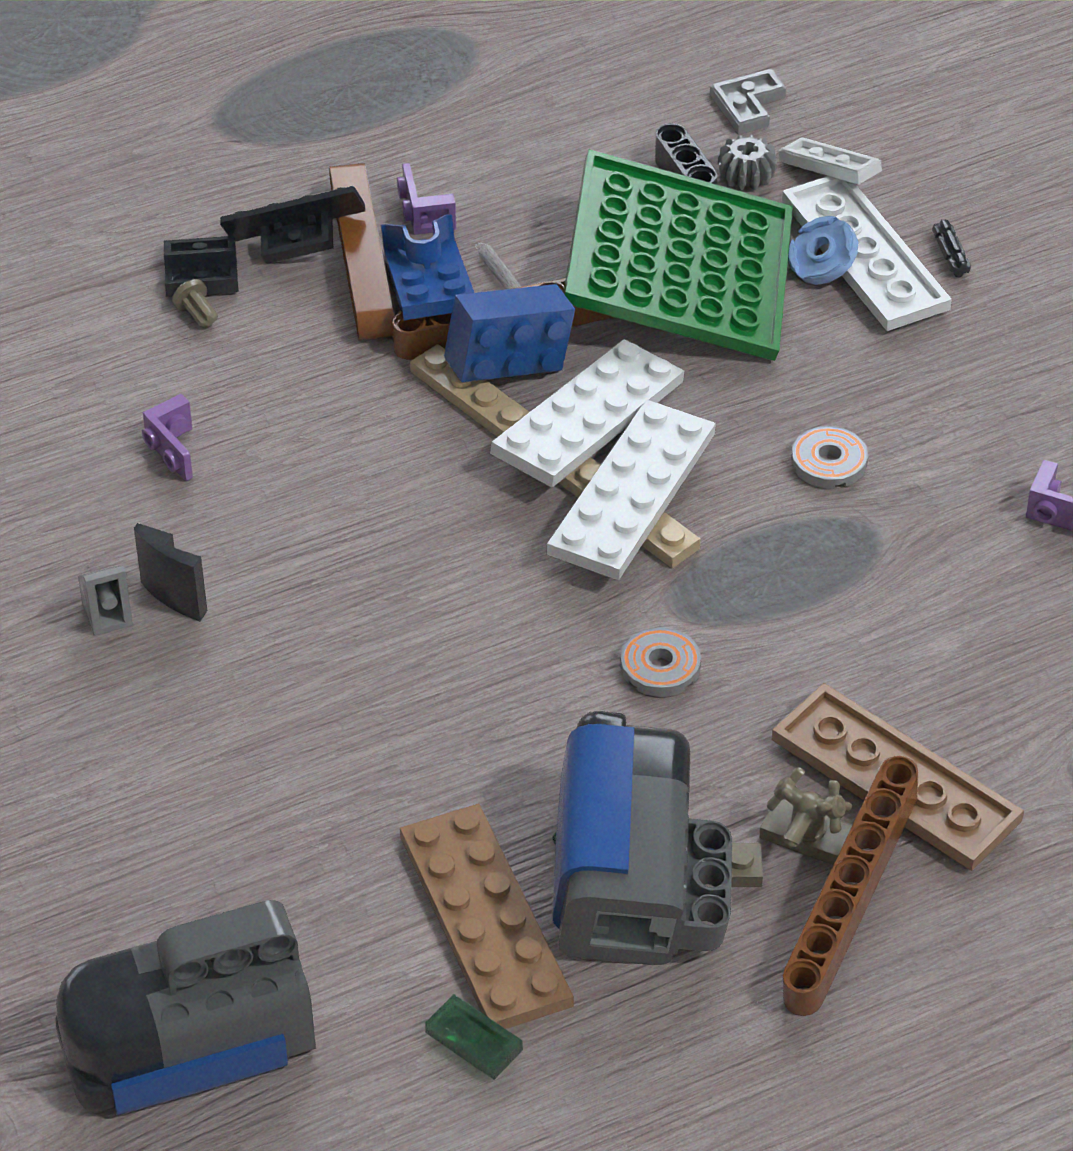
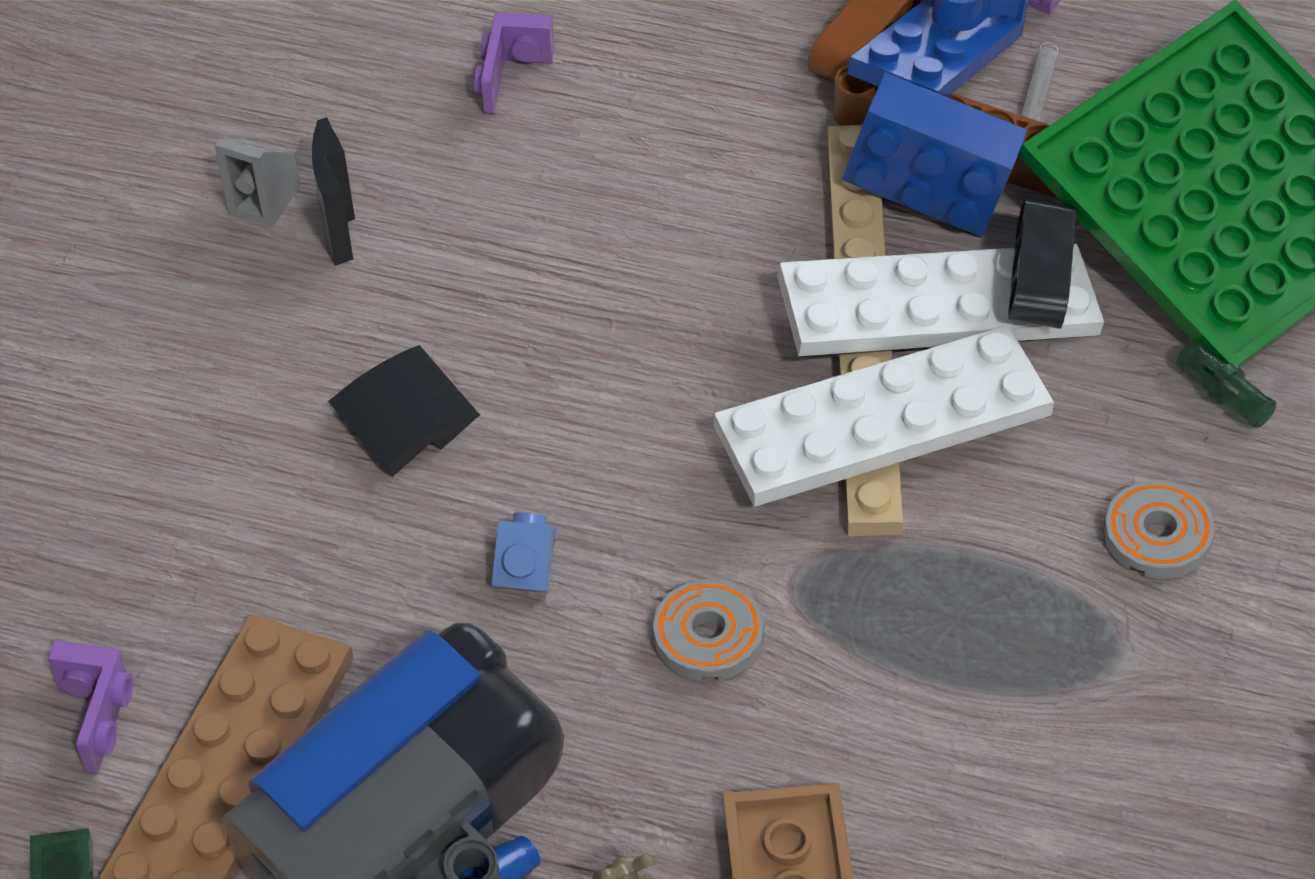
camera: 45 degrees right, 5 degrees up
(350, 665) = (403, 408): none -> black slope
(357, 915) = (95, 673): none -> medium lavender bracket
(517, 690) = (524, 553): none -> medium blue bracket
(632, 353) = (1042, 263): none -> black beam
(782, 362) = (1250, 401): none -> clear green pin

